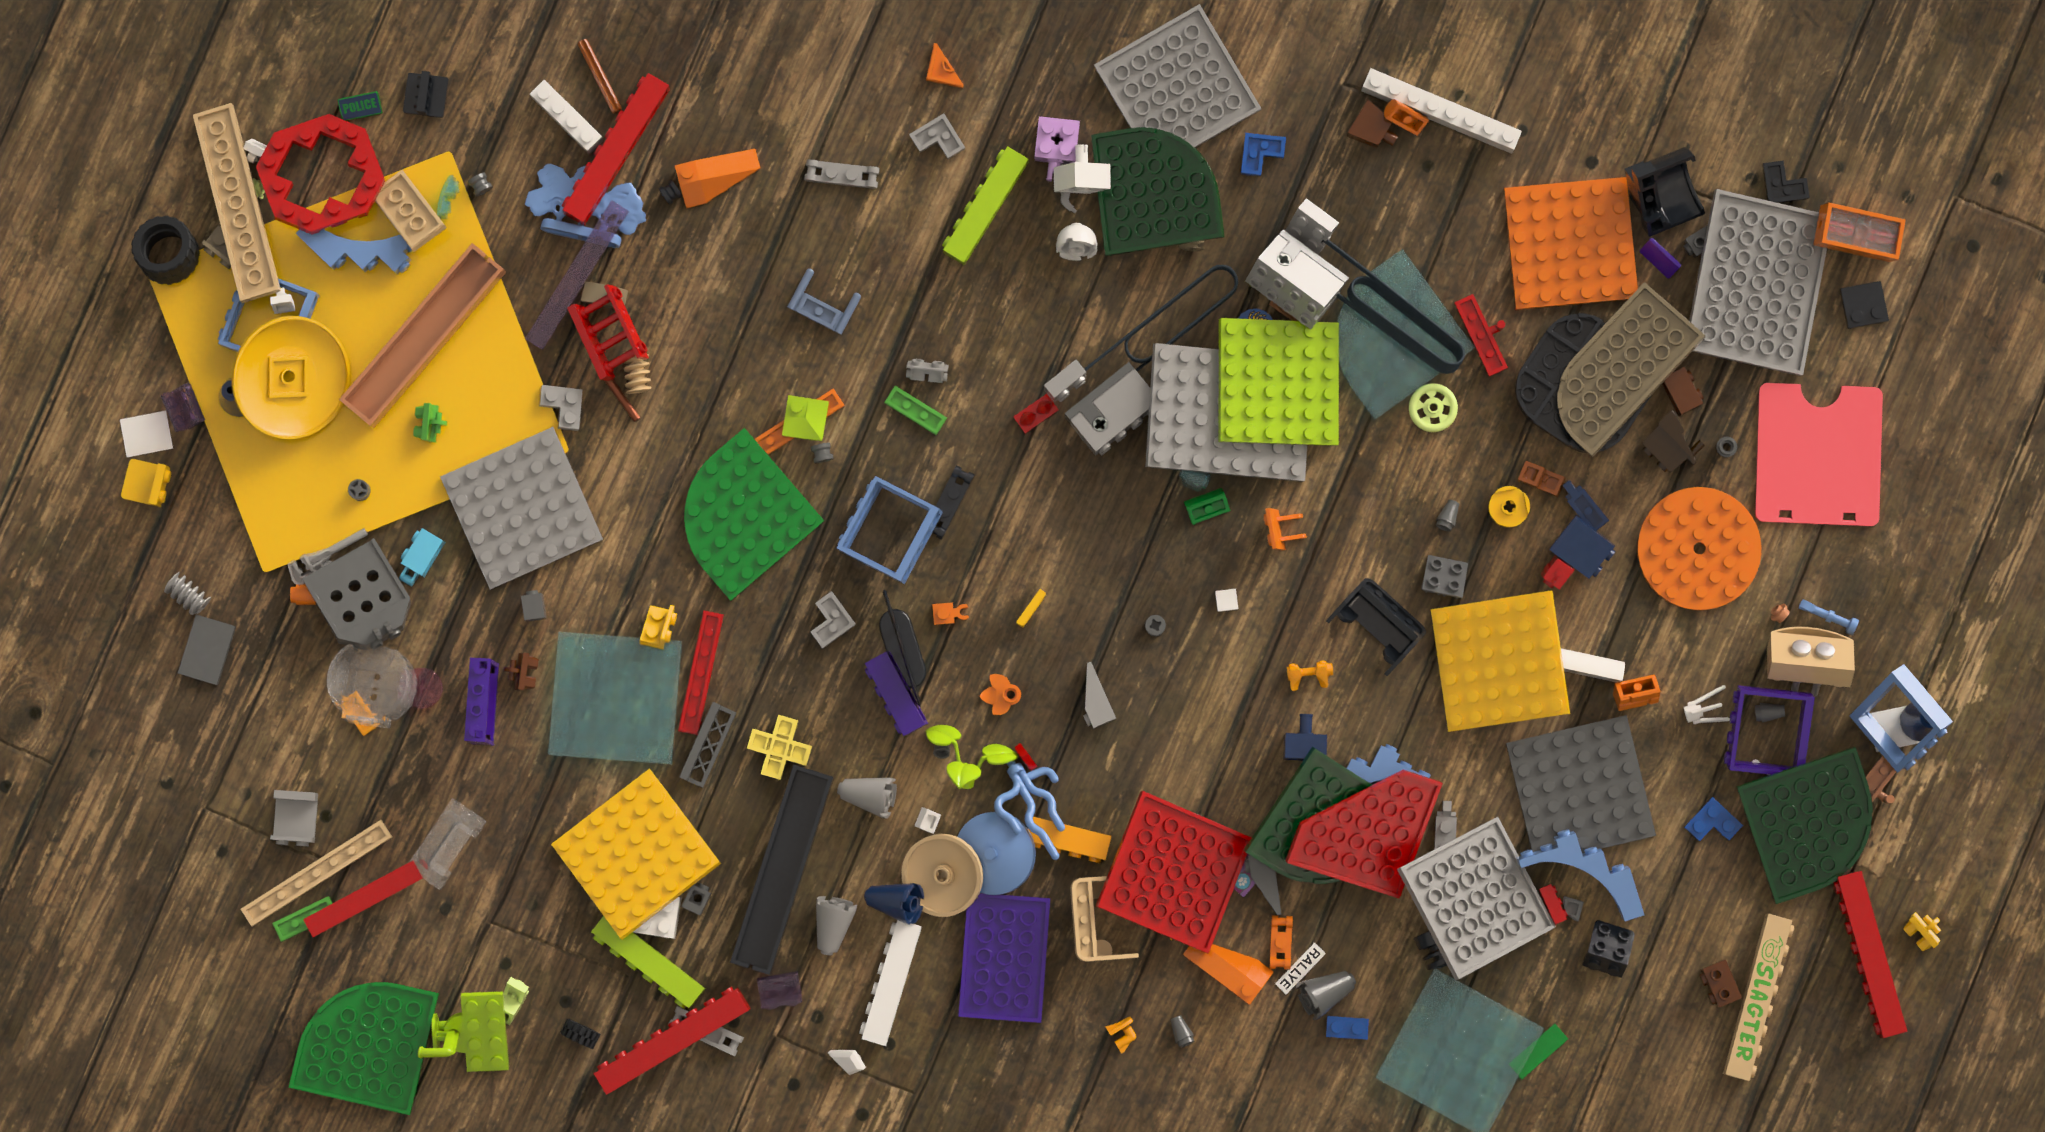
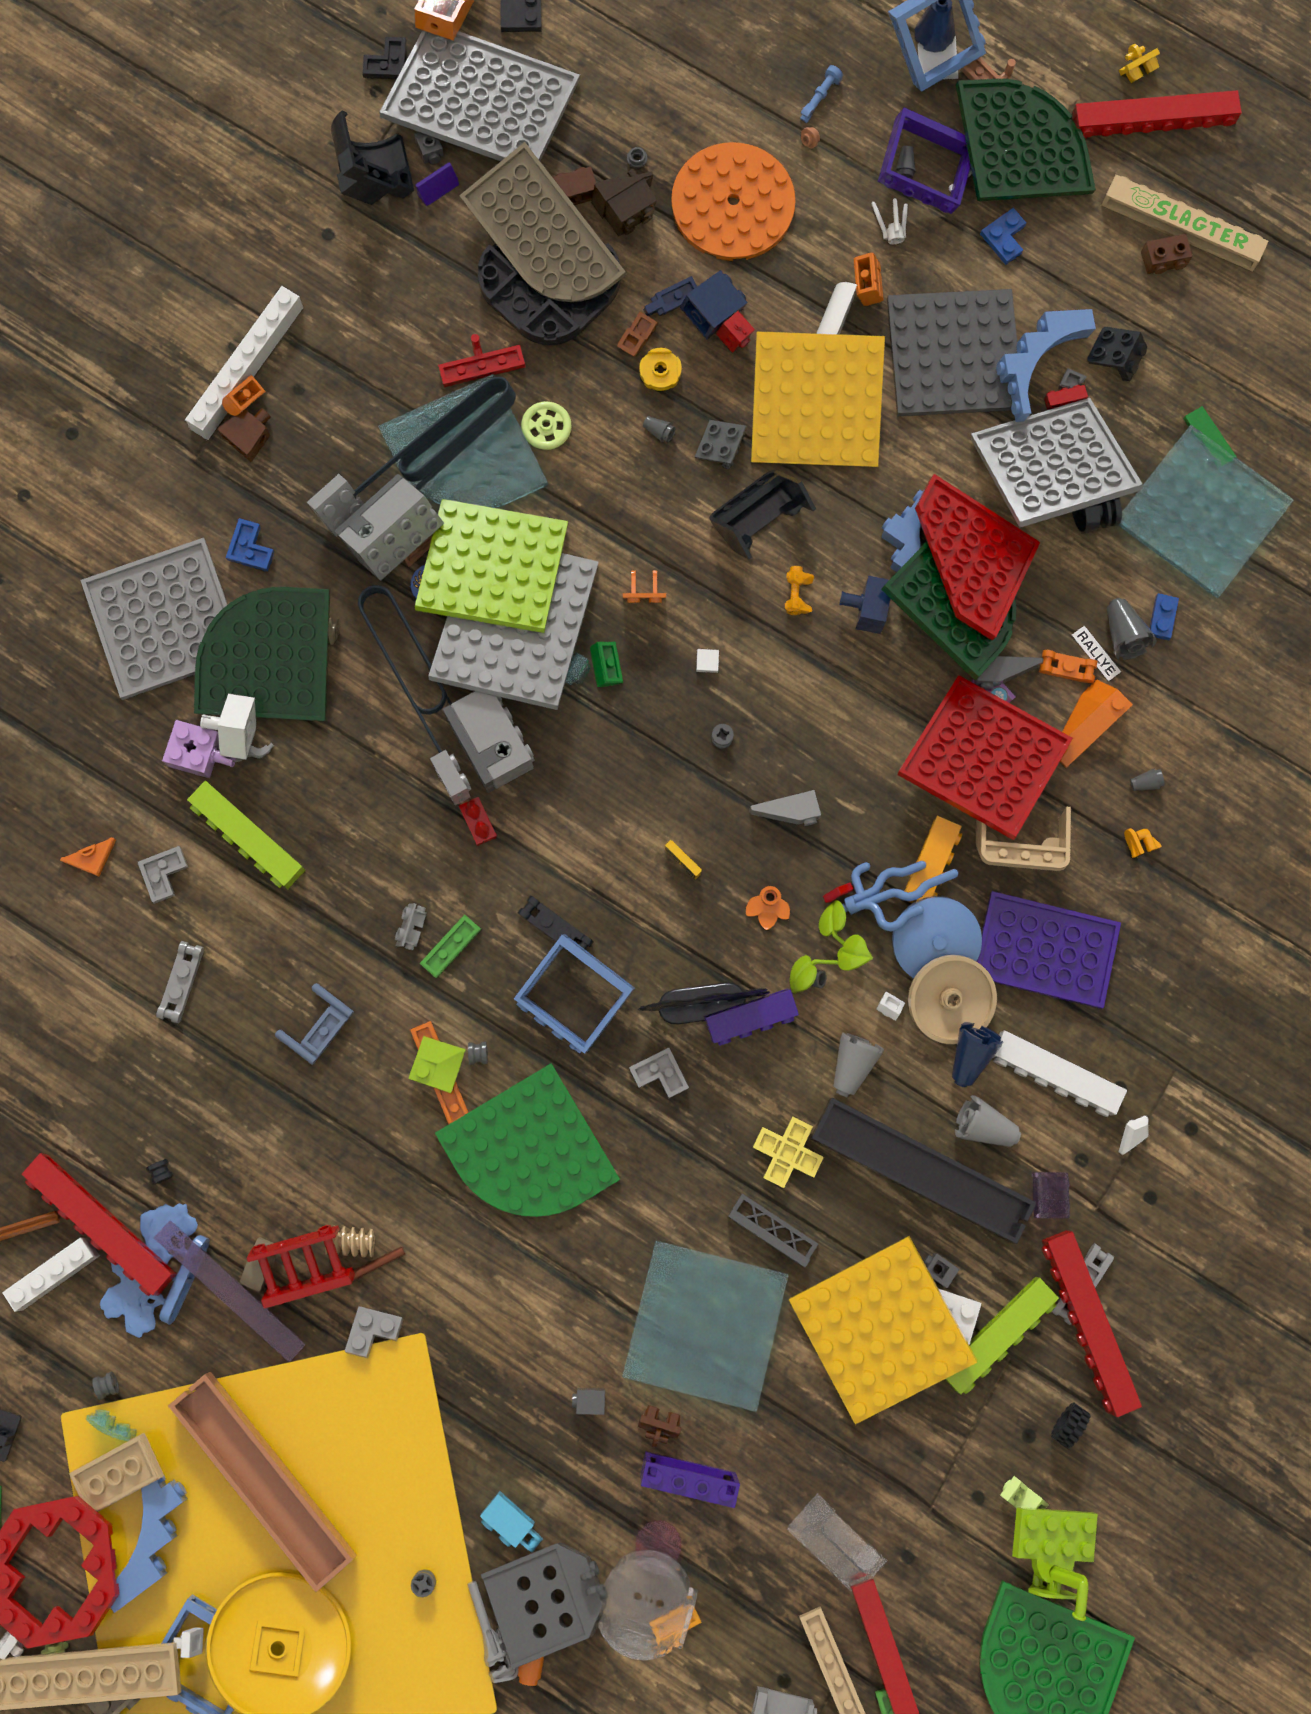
camera: 90 degrees left, 5 degrees down
(431, 422) = (362, 1486): bright green hips -> none
(521, 508) = (477, 1397): light grey plate -> none
(657, 627) = (636, 1265): yellow bracket -> none
(700, 672) = (693, 1225): red tile -> none
(709, 177) = (152, 1120): orange wedge -> none
(945, 613) = (673, 950): orange plate -> none
(1076, 241) = (304, 746): white cylinder -> none
(1445, 825) = (977, 487): light grey hinge -> none
(1570, 243) = (405, 266): orange plate -> none
(1810, 657) = (860, 111): tan piece -> none
(1818, 457) = (662, 78): coral door -> none

